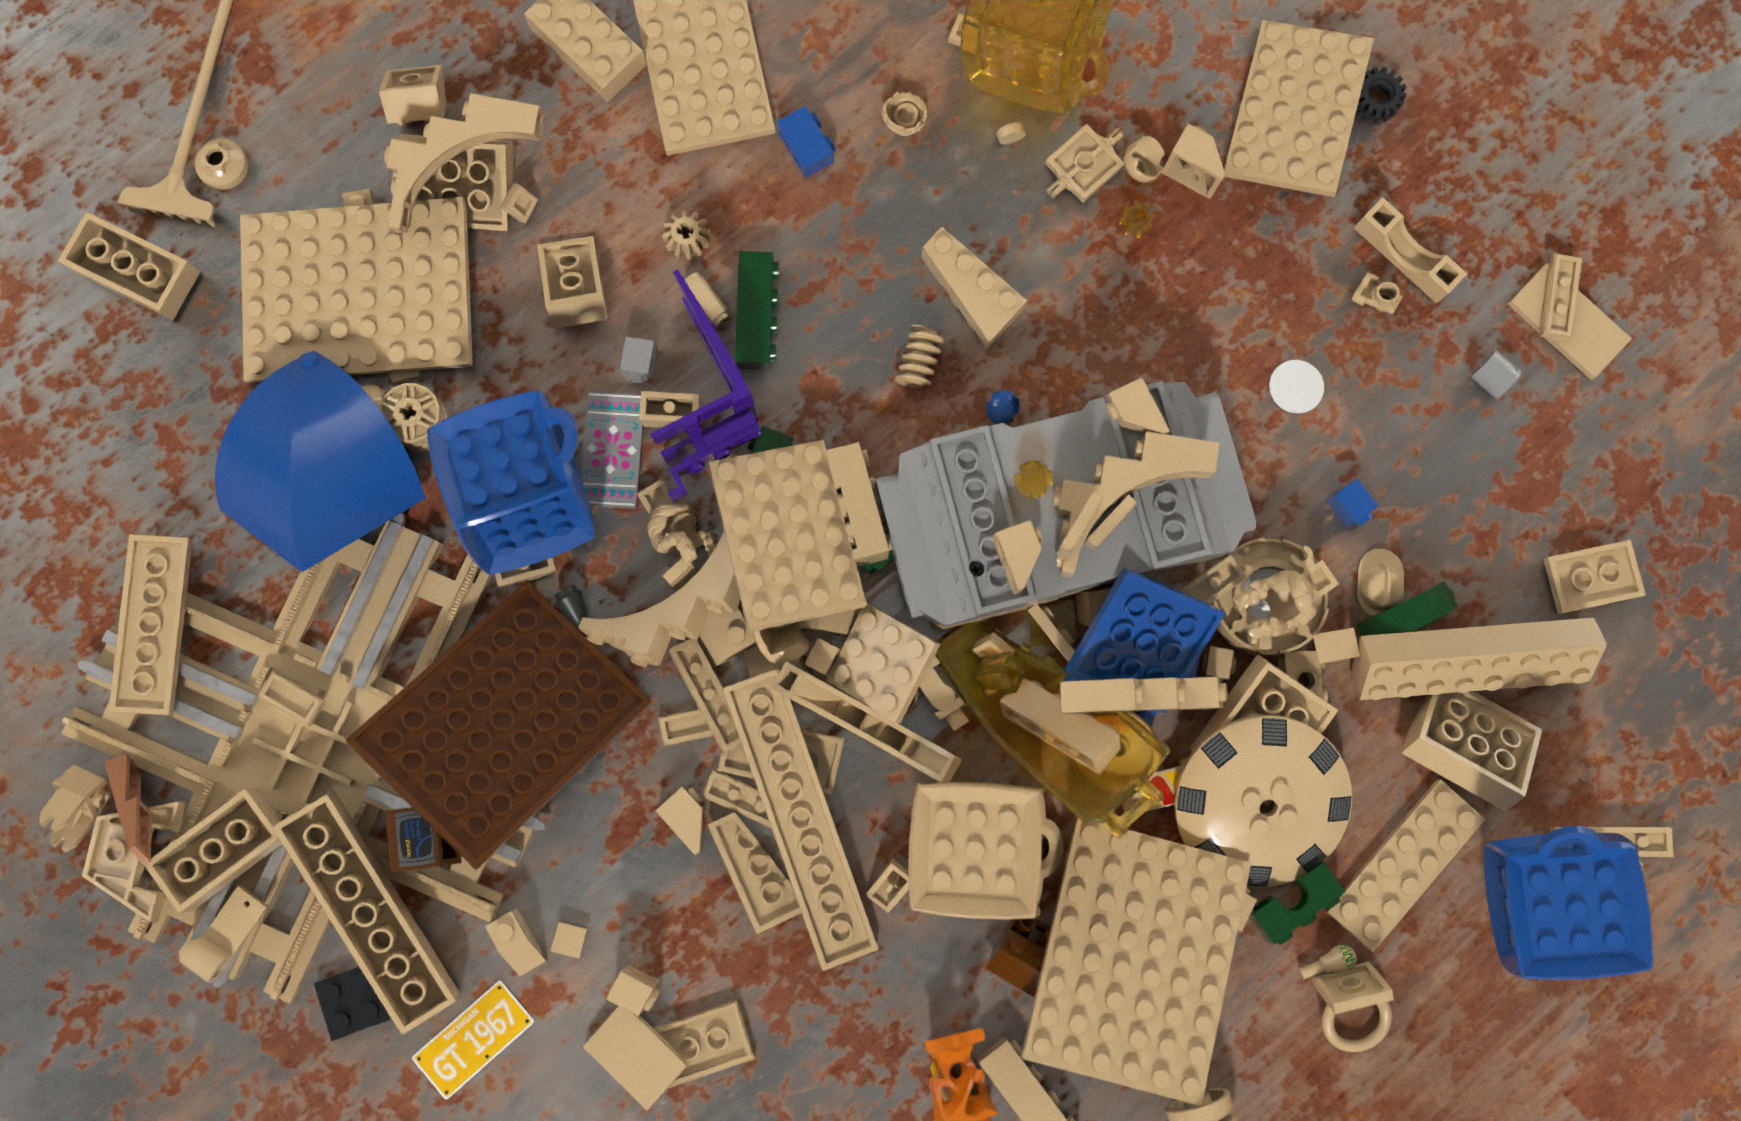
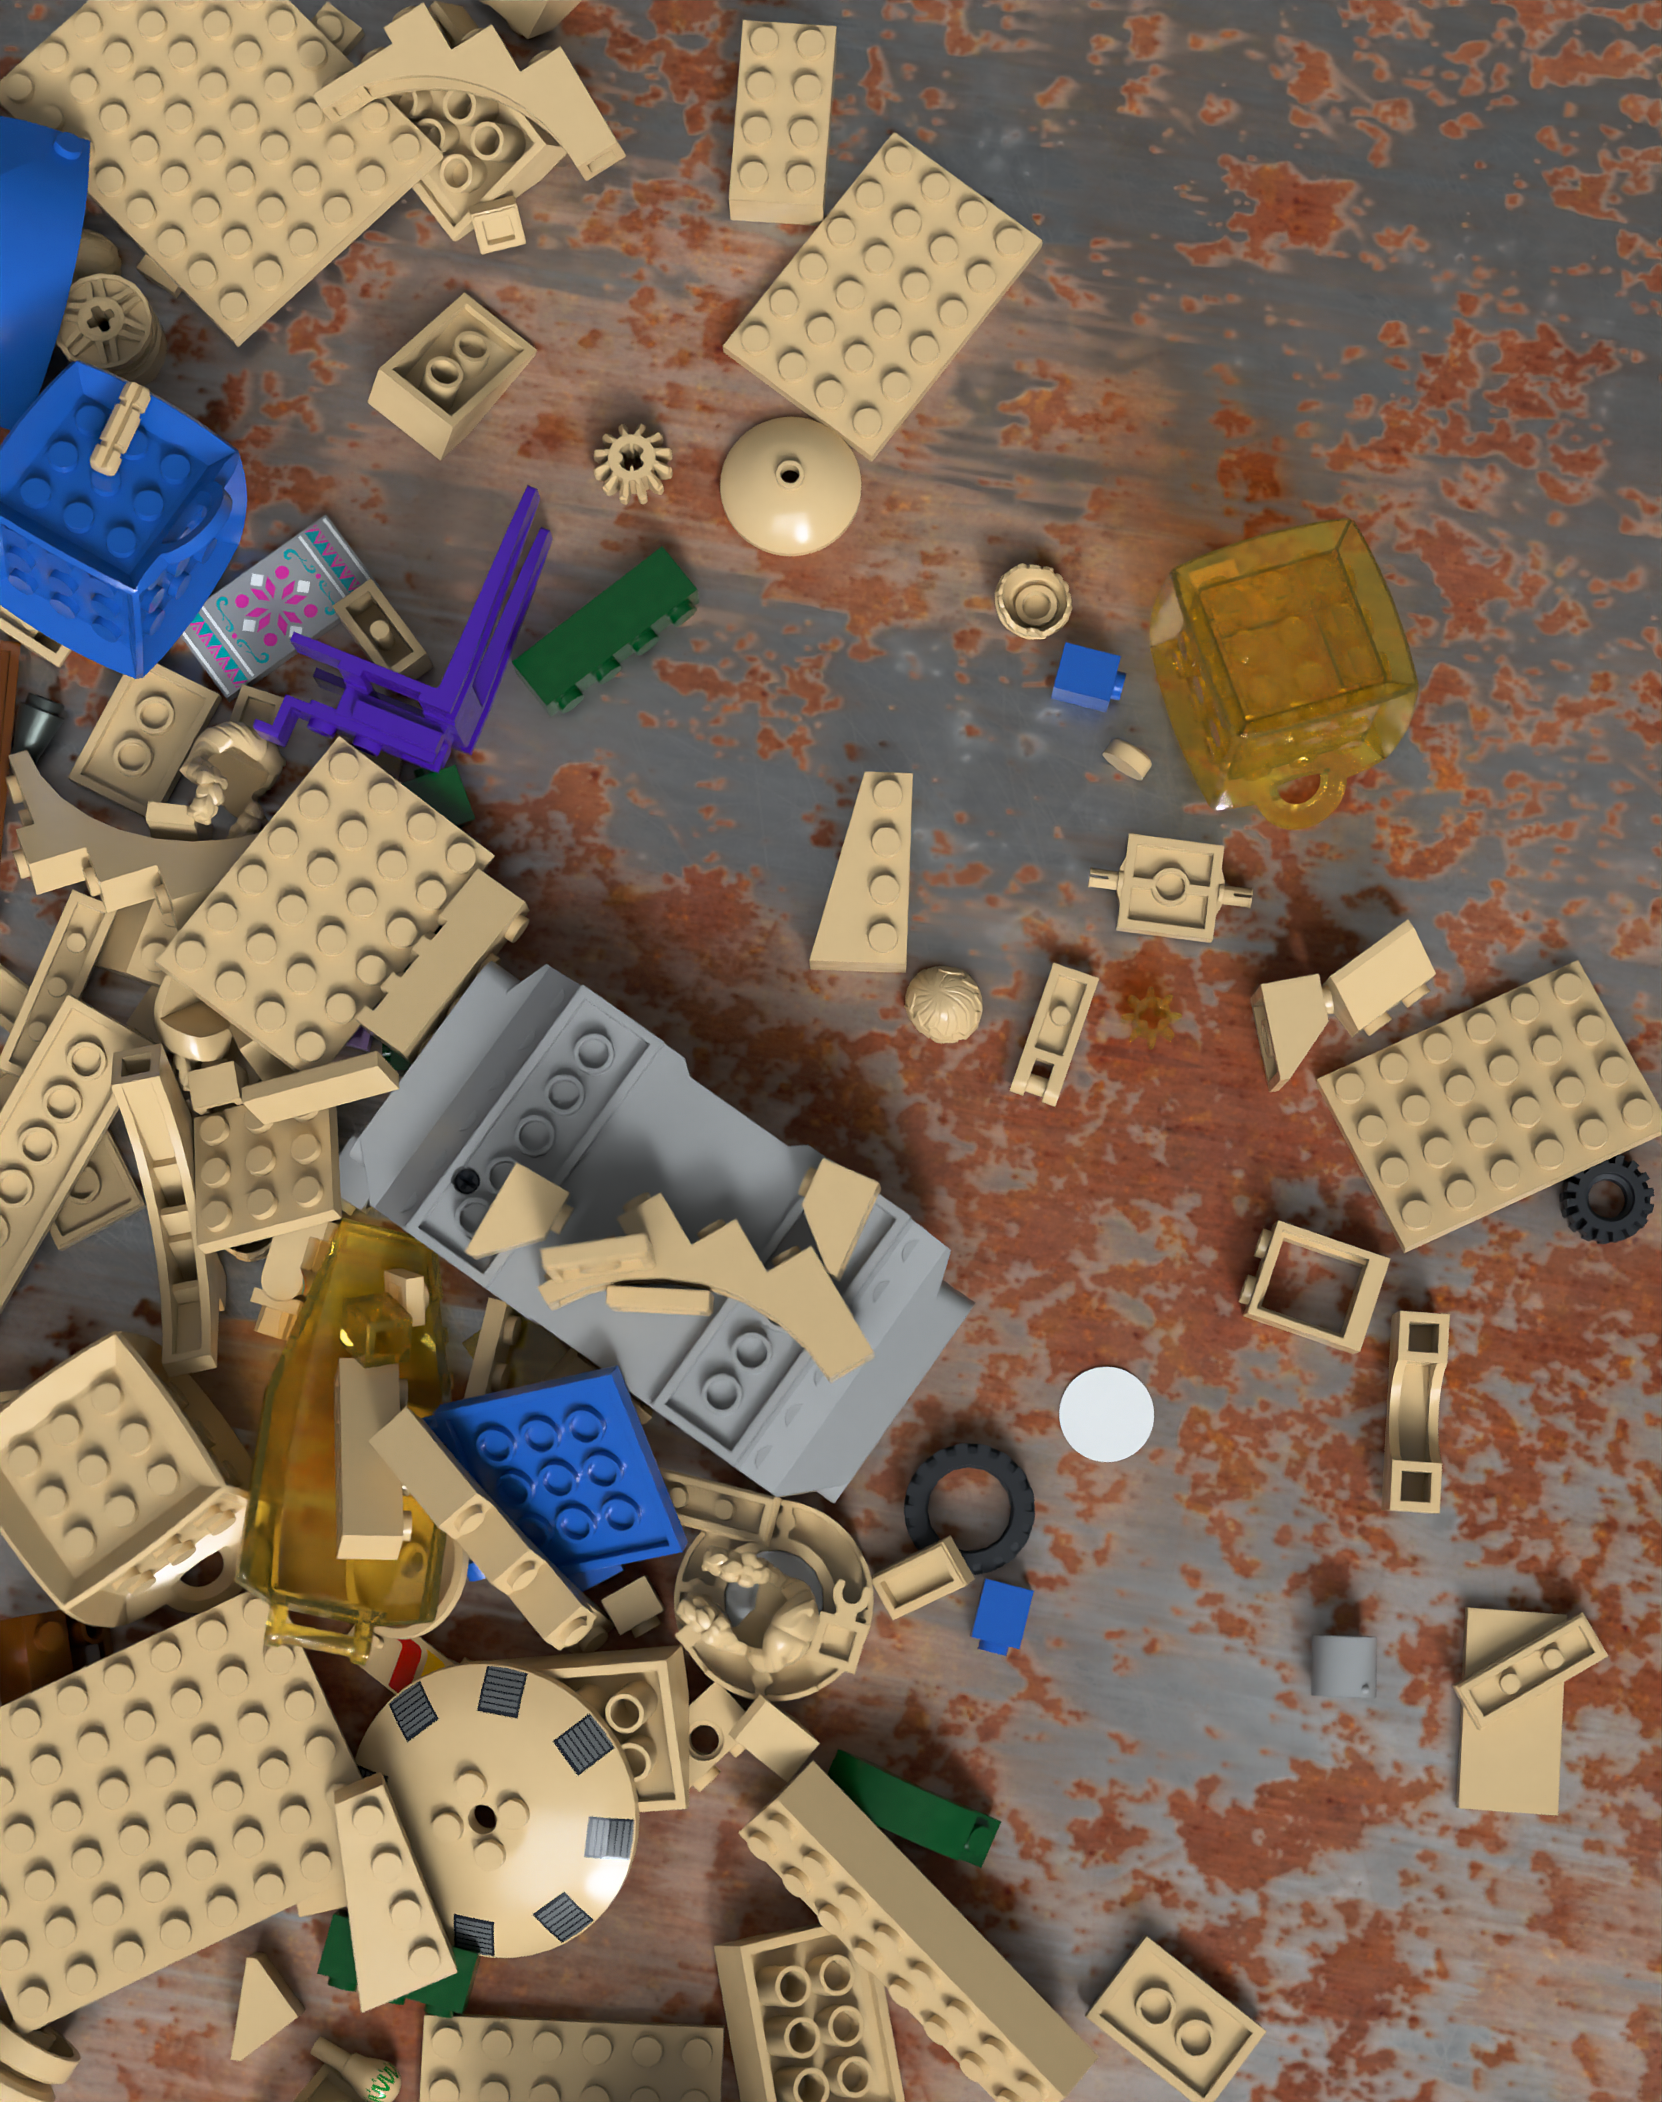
camera: 60 degrees right, 0 degrees up
(482, 432) = (120, 428): none -> tan axle
(623, 561) = (144, 738): none -> tan plate
(638, 359) = (418, 541): light grey brick -> none
(708, 300) = (570, 561): tan piece -> none
(761, 192) = (795, 515): none -> tan dish
(805, 141) = (887, 508): blue brick -> none
(870, 603) = (320, 1087): none -> tan tile
(918, 357) = (720, 890): tan piece -> none
(959, 119) = (1088, 677): none -> blue brick
(1002, 407) = (743, 1050): blue piece -> none
(1033, 479) = (633, 1155): clear yellow gear -> none
(1053, 303) = (944, 1004): none -> tan hair
(1108, 266) = (1055, 1032): none -> tan plate
(1143, 159) = (1239, 960): tan hair -> none
(1204, 102) = (1380, 979): none -> tan slope
(1268, 983) = (264, 2006): none -> tan slope
(1281, 884) = (390, 1909): none -> tan wedge
(1311, 521) = (922, 1577): none -> tan tile
(1316, 462) = (998, 1465): none -> black tyre
(1338, 232) = (1362, 1300): none -> tan window
(1380, 581) = (931, 1737): tan piece -> none
(1382, 296) = (1321, 1409): tan plate -> none

